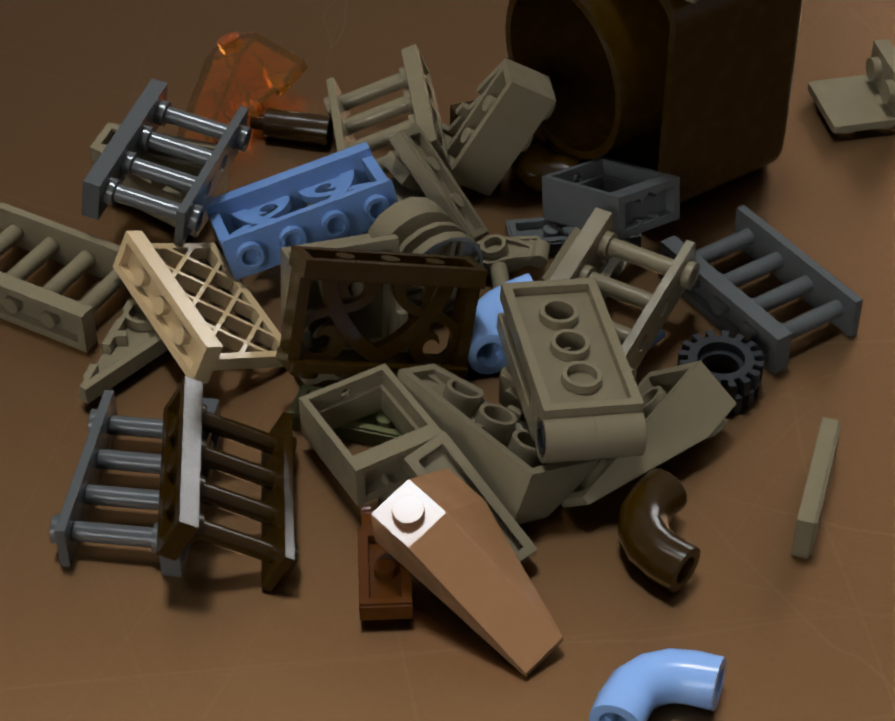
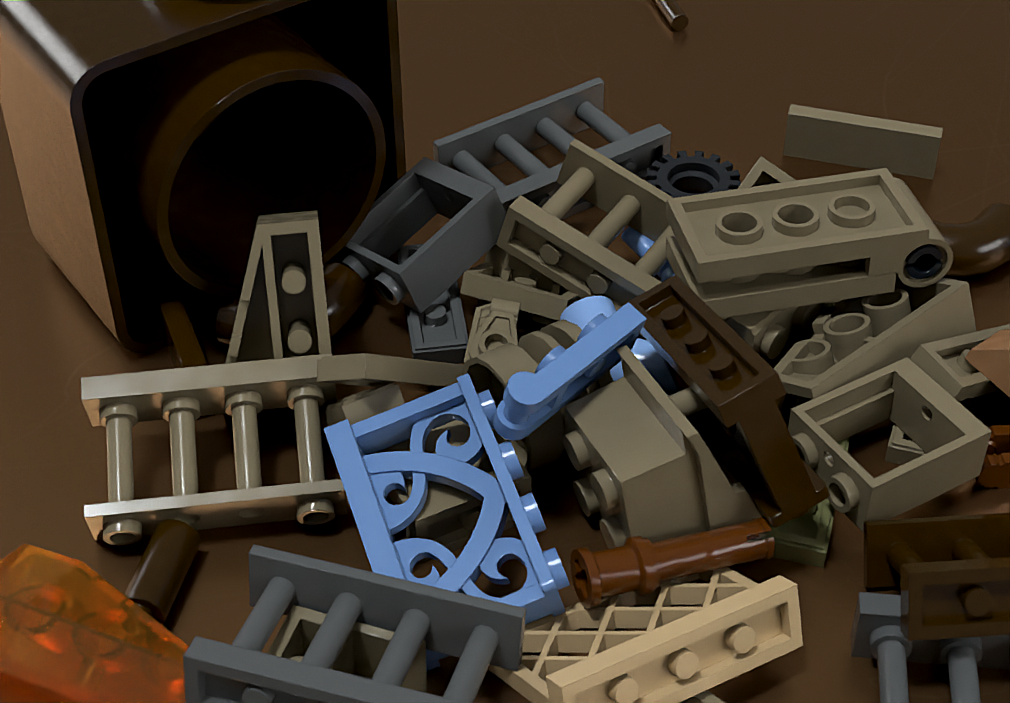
camera: 90 degrees left, 0 degrees up
(261, 305) = (643, 564): none -> reddish brown pin
(380, 216) = (565, 373): none -> medium blue plate

